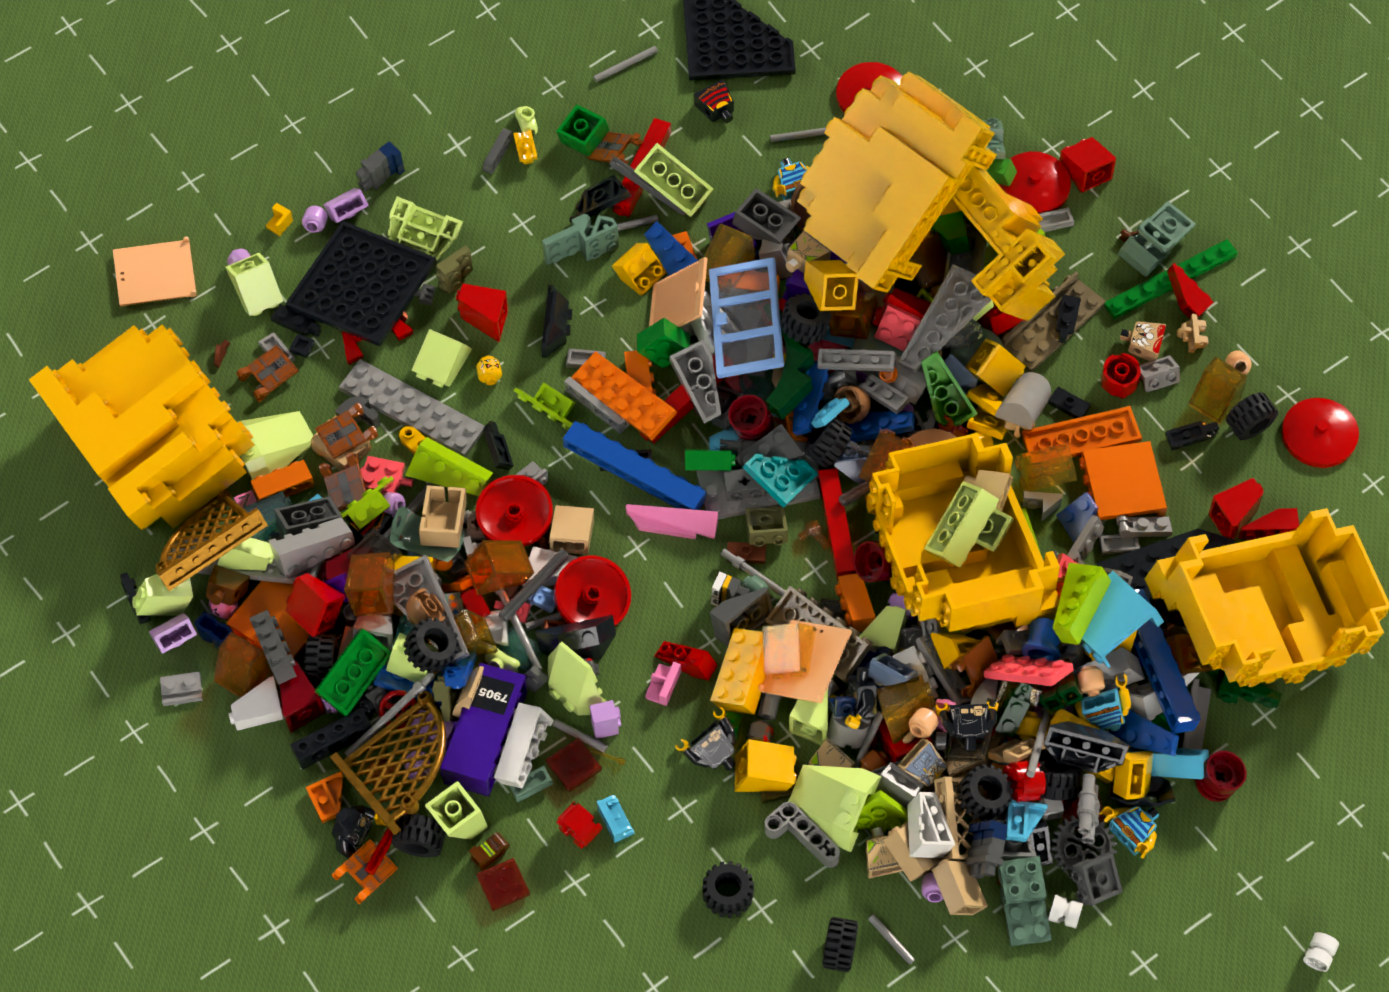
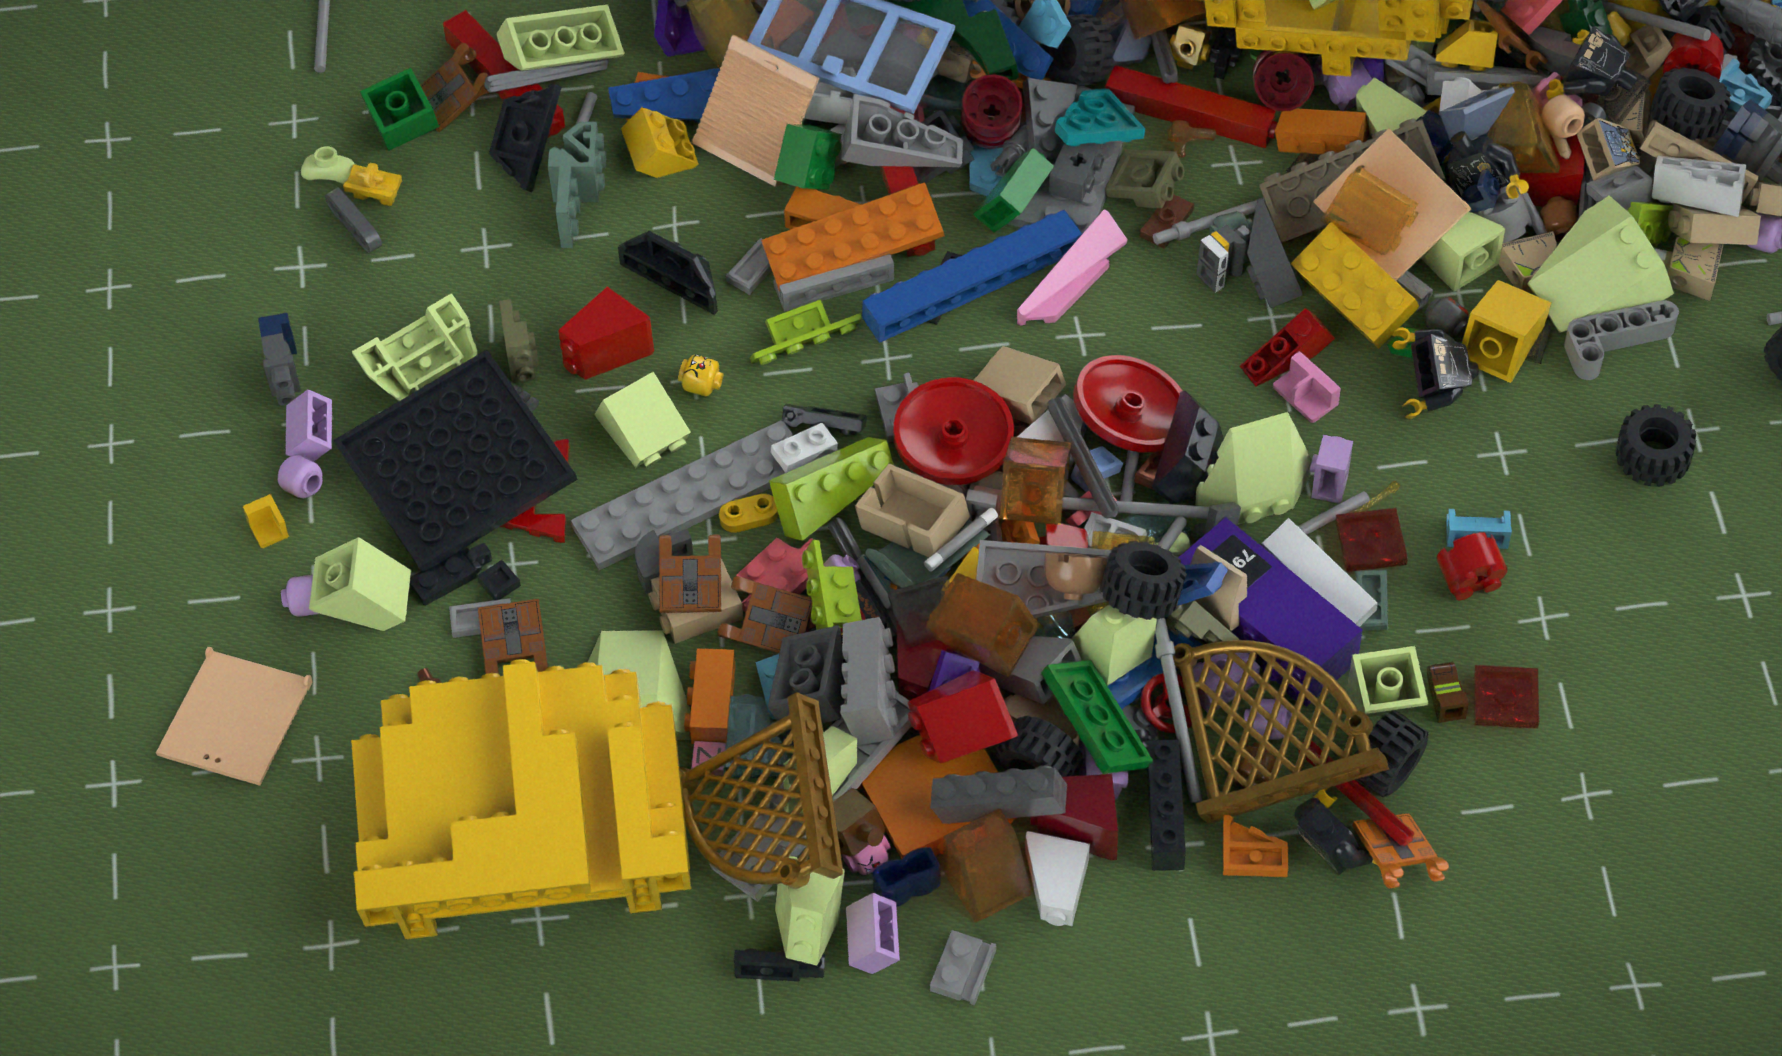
camera: 60 degrees left, 5 degrees down
(437, 549) = (961, 539): none -> light grey bar
(467, 445) = (804, 447): none -> white plate
(498, 655) = (1172, 533): none -> light grey bar

